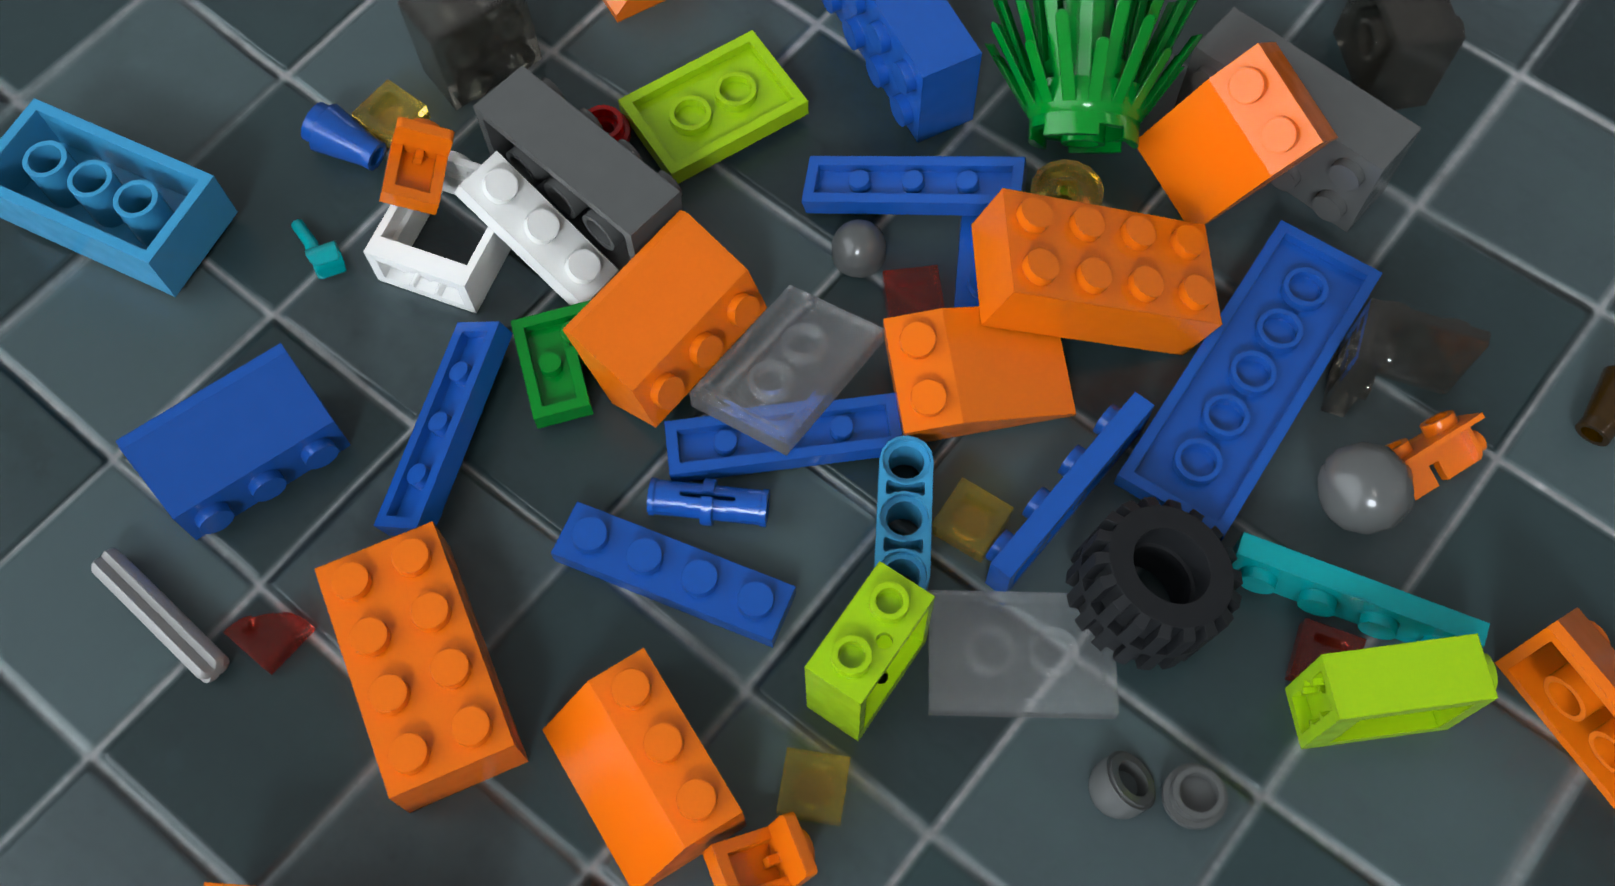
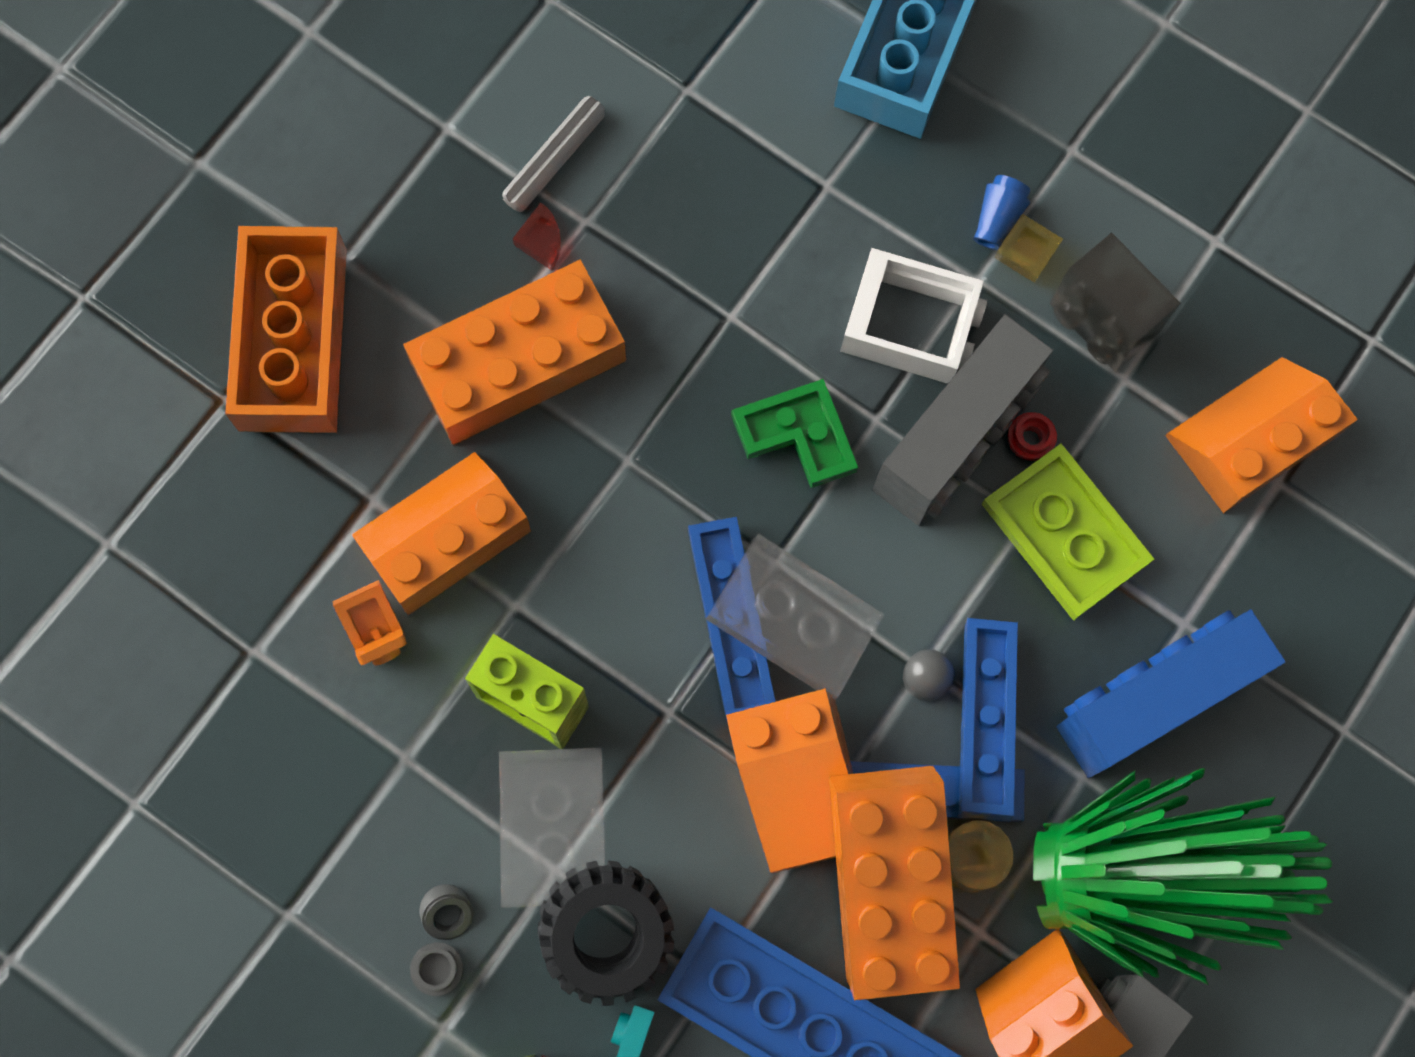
camera: 80 degrees right, 10 degrees up
(234, 443) = (688, 183): blue slope -> none
(325, 257) = (878, 217): teal hand -> none
(416, 165) = (948, 277): orange bracket -> none
(444, 427) = (722, 340): blue plate -> none
(535, 230) = (906, 387): white plate -> none
(665, 319) = (823, 507): orange slope -> none
(674, 574) = (607, 540): blue plate -> none
(708, 502) = (670, 528): blue pin -> none
(814, 786) = (433, 662): clear yellow plate -> none
(906, 500) = (629, 711): dark azure beam -> none
(912, 290) = (883, 726): clear red tile -> none
(971, 519) = (665, 781): clear yellow plate -> none
(1051, 510) = (712, 876): blue plate -> none

